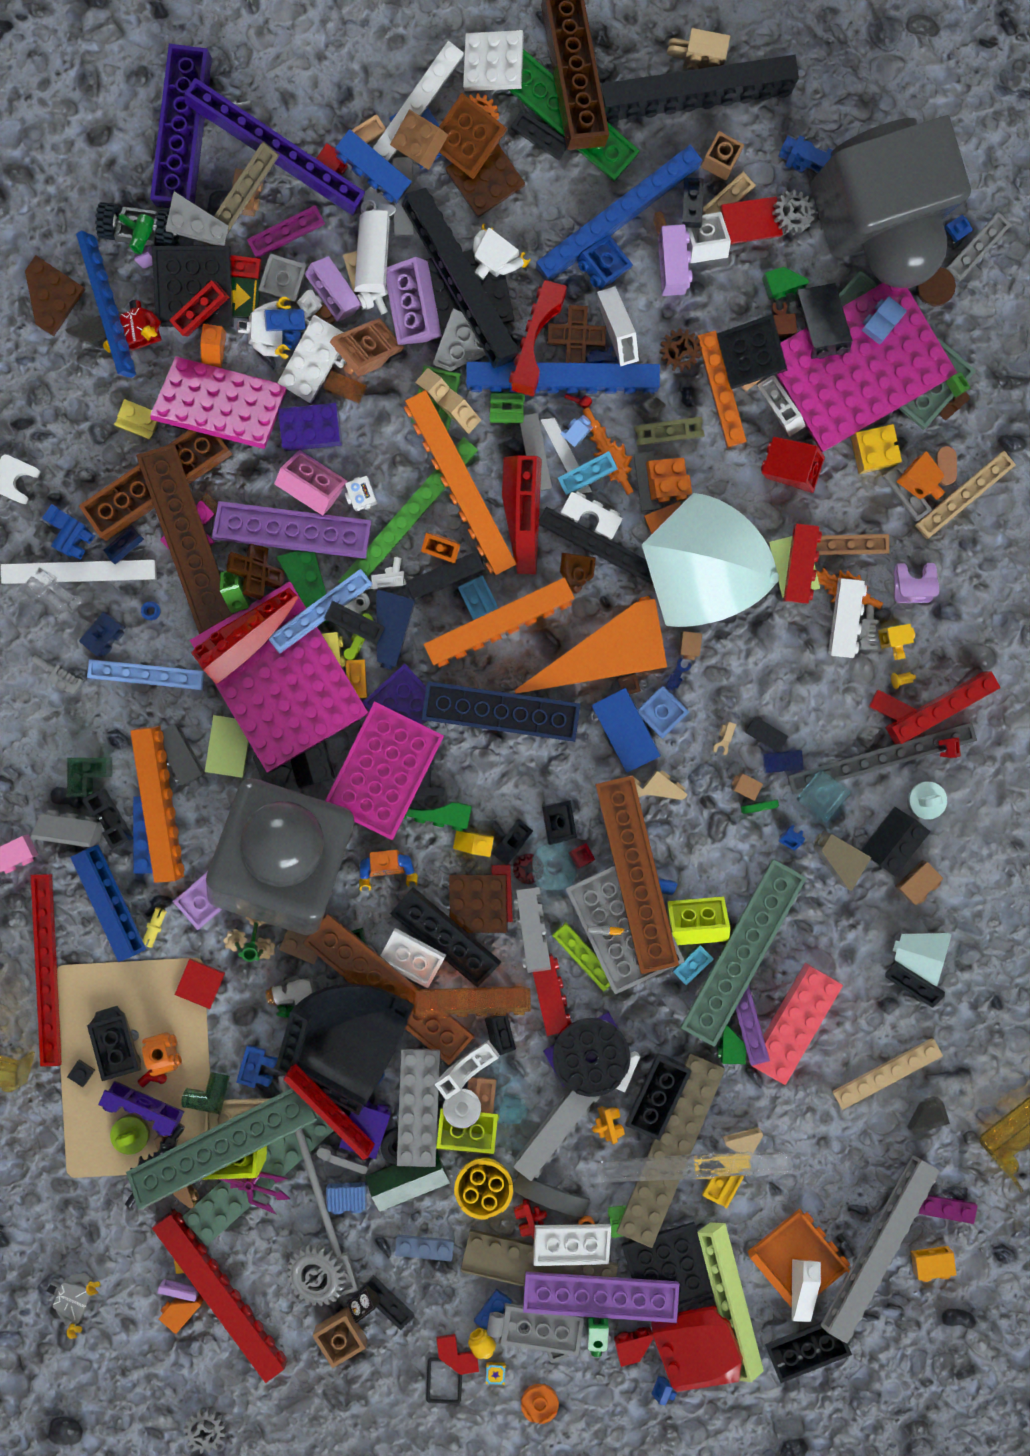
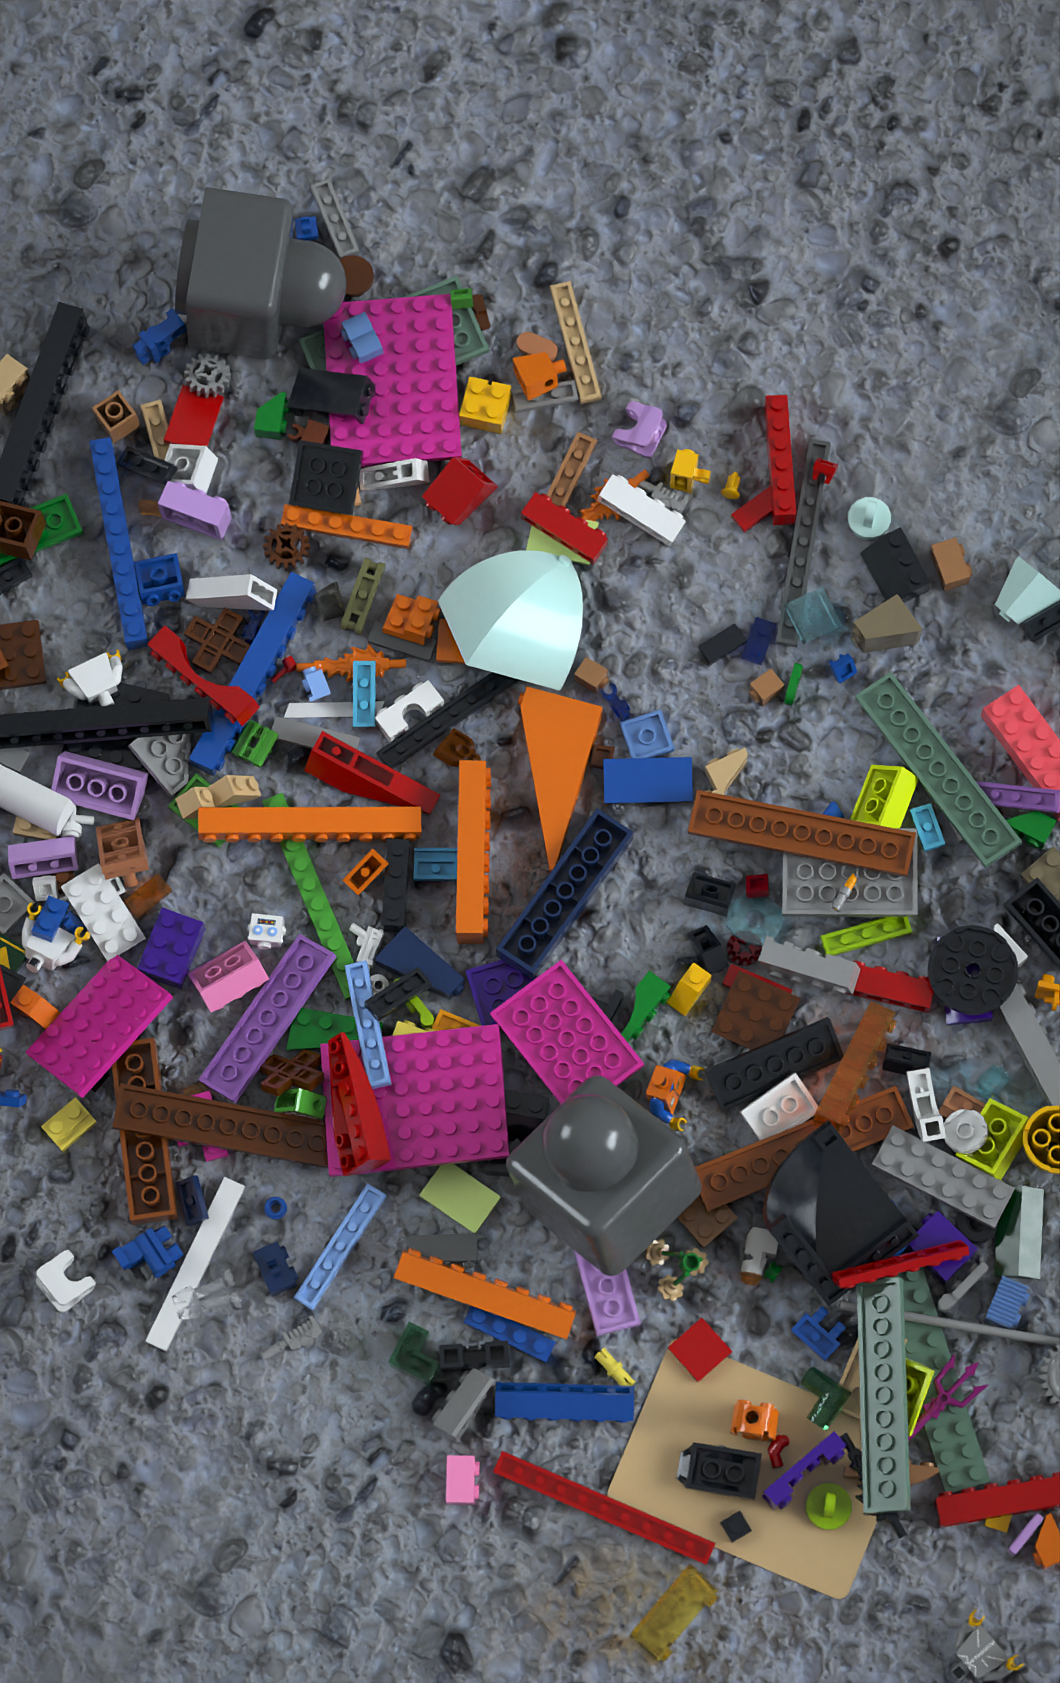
camera: 60 degrees left, 15 degrees down
(726, 733) = (702, 682): tan plate -> none

